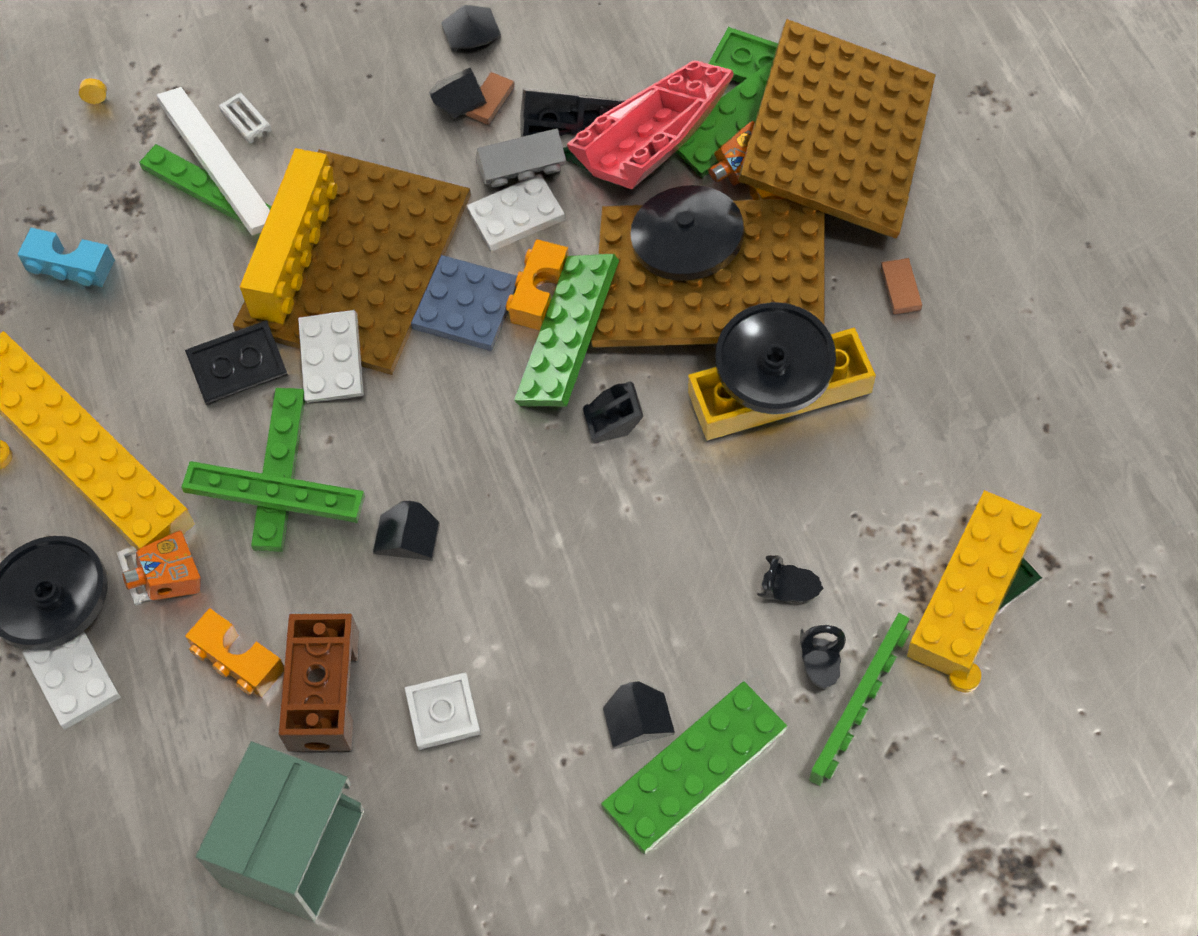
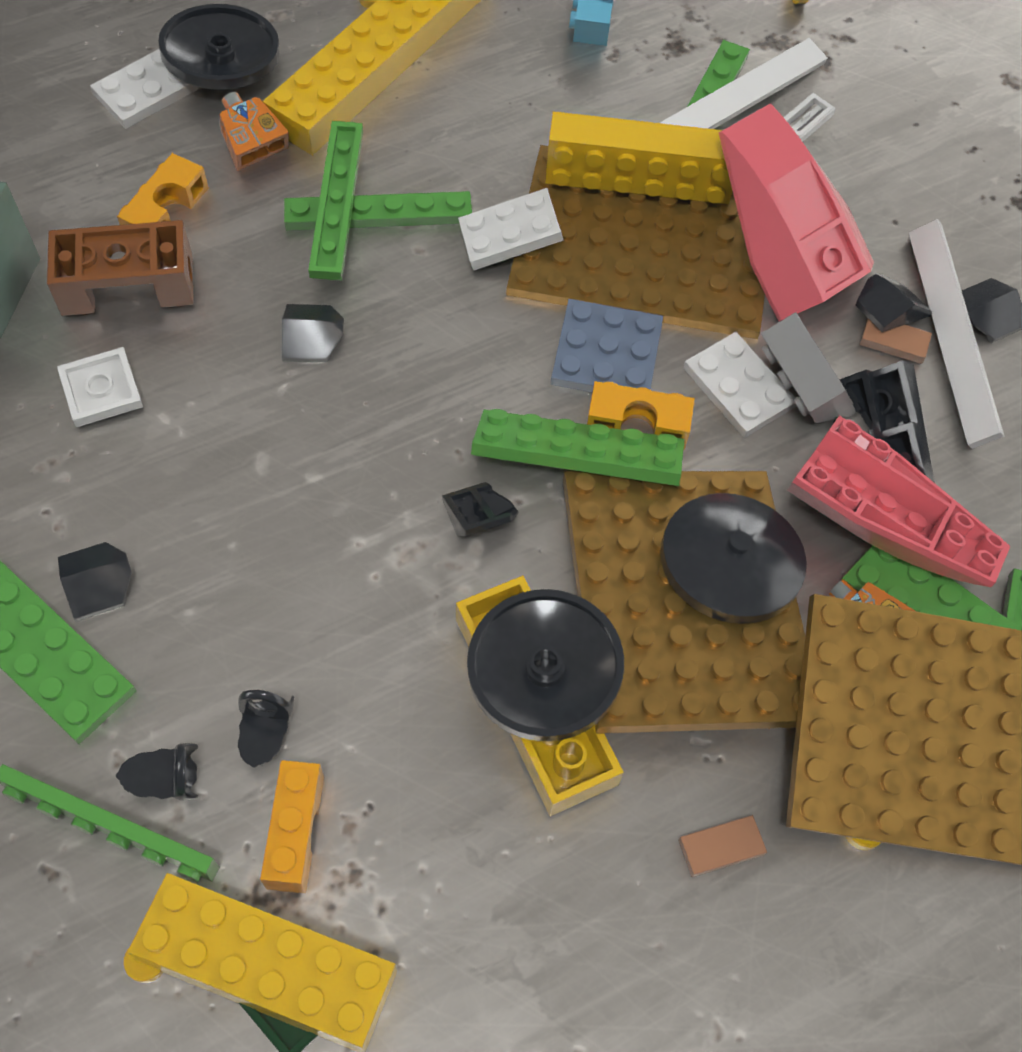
camera: 75 degrees right, 0 degrees up
(236, 362) = (495, 153): black tile -> none
(379, 134) = (790, 215): none -> coral wedge
(491, 56) = (956, 335): none -> white tile
(893, 562) = (290, 828): none -> light orange arch

